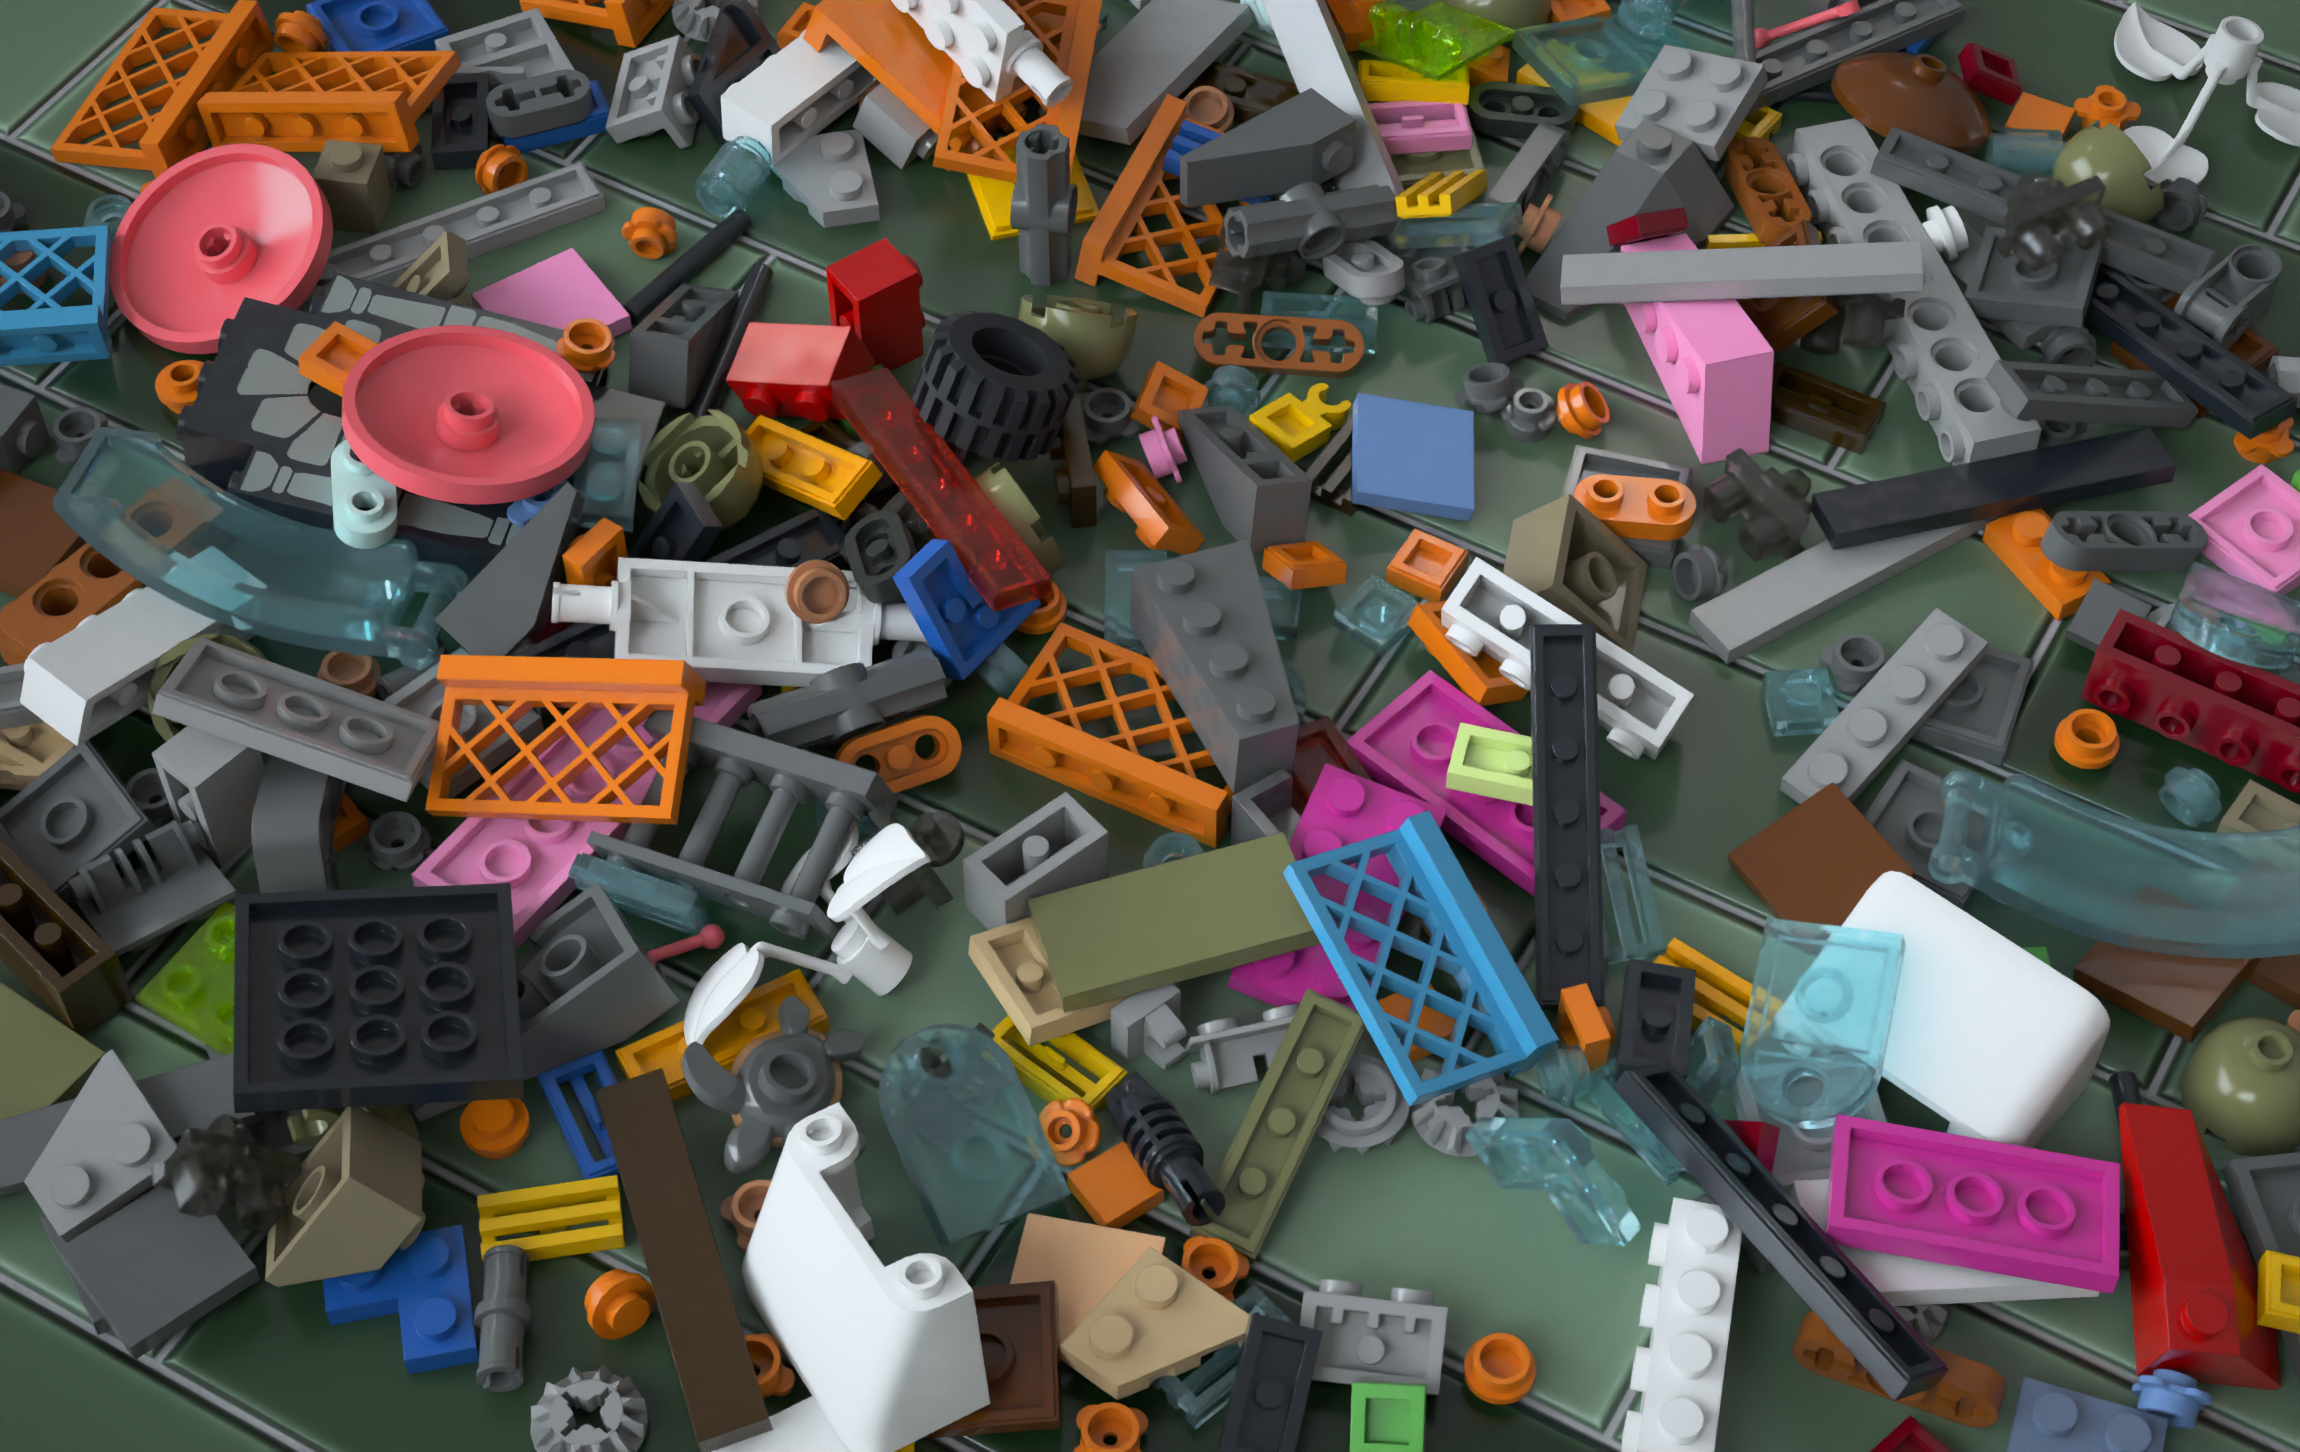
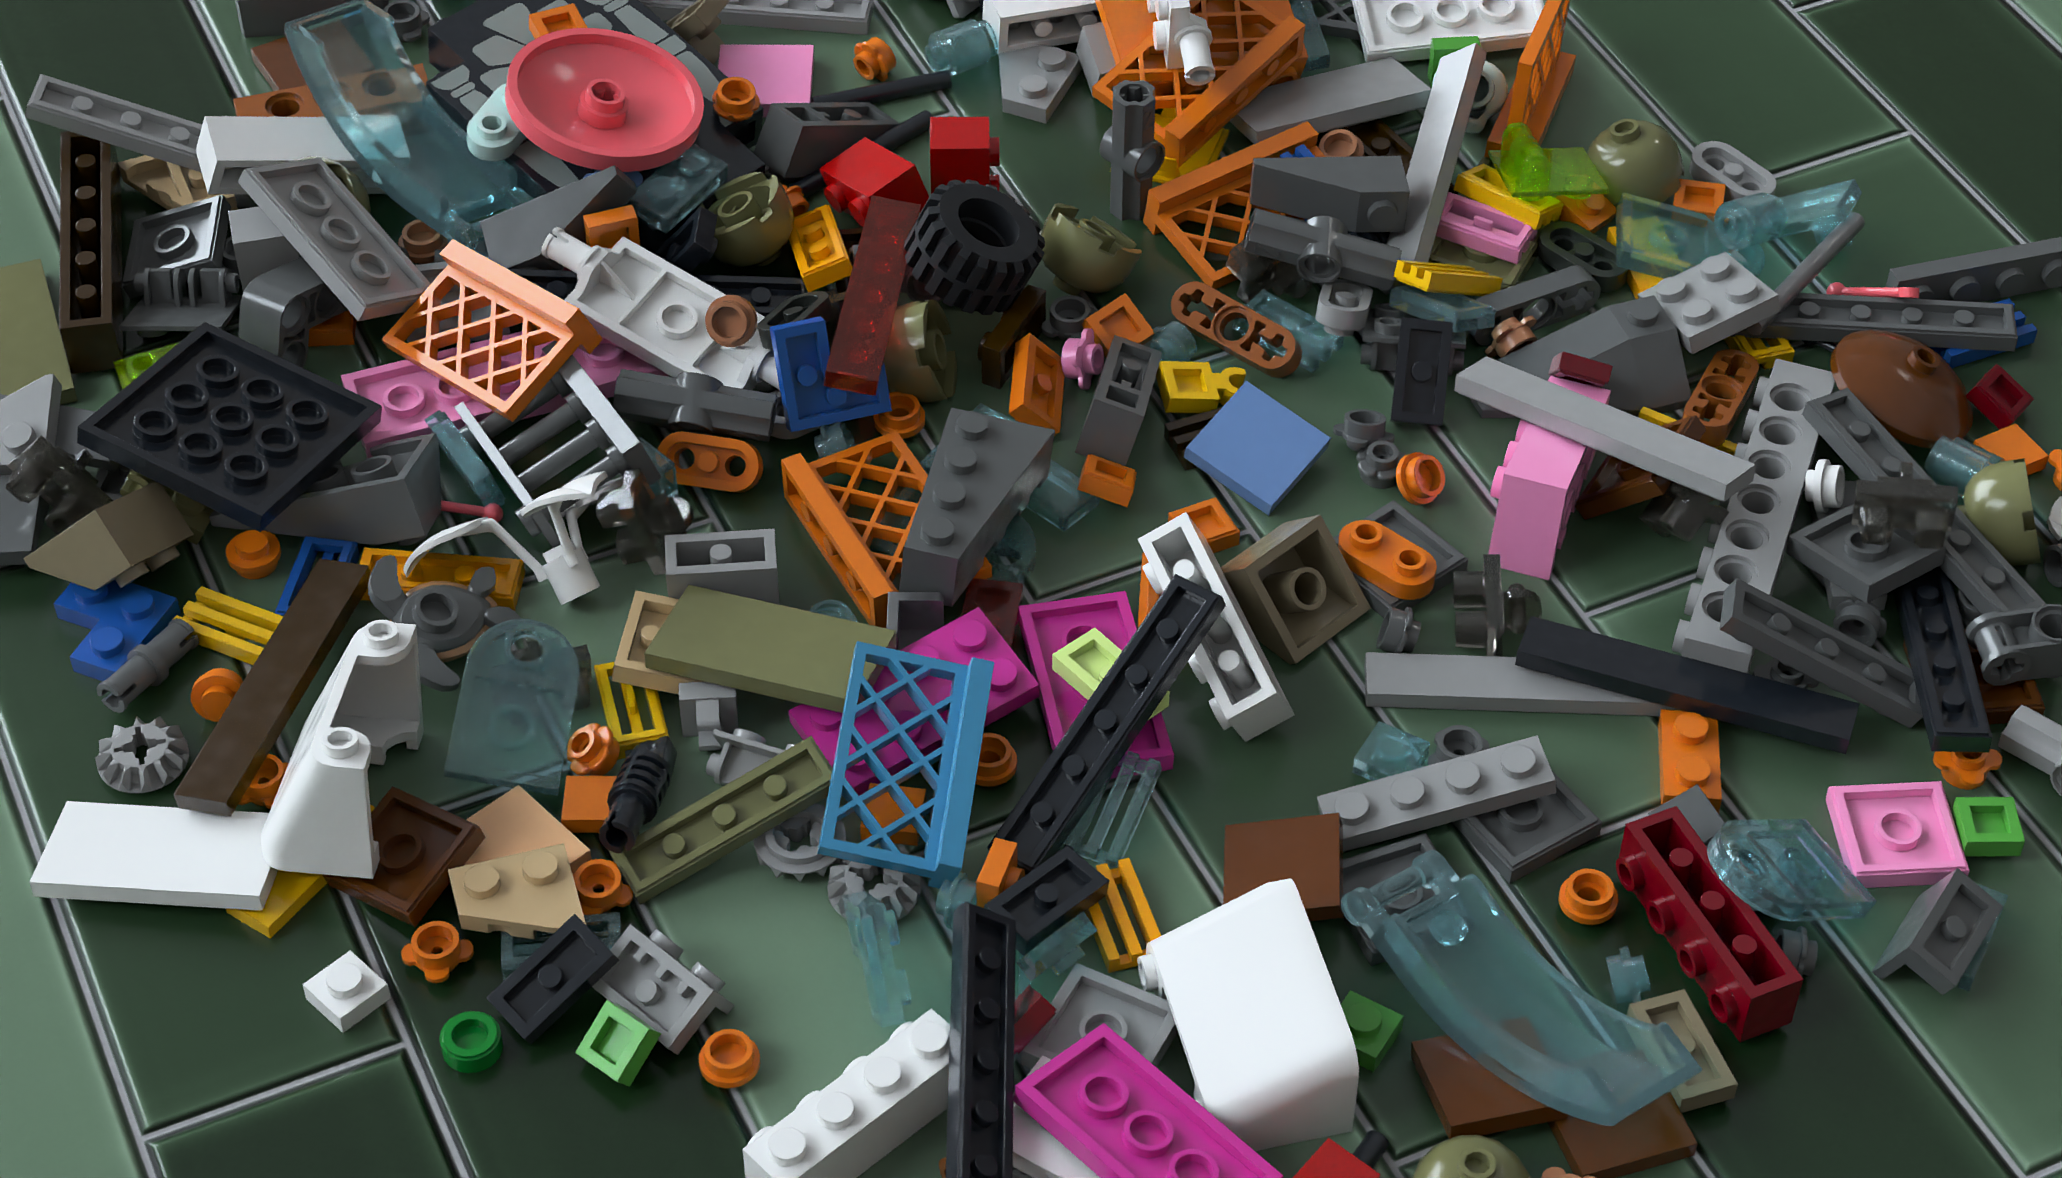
camera: 35 degrees right, 5 degrees down
(394, 830) = (355, 353): dark grey plate -> none
(1375, 614) = (1120, 537): clear light blue plate -> none
(1815, 414) = (1607, 571): dark brown tile -> none
(1820, 1012) = (1151, 952): clear light blue tile -> none
(2093, 544) = (1724, 743): dark grey beam -> none

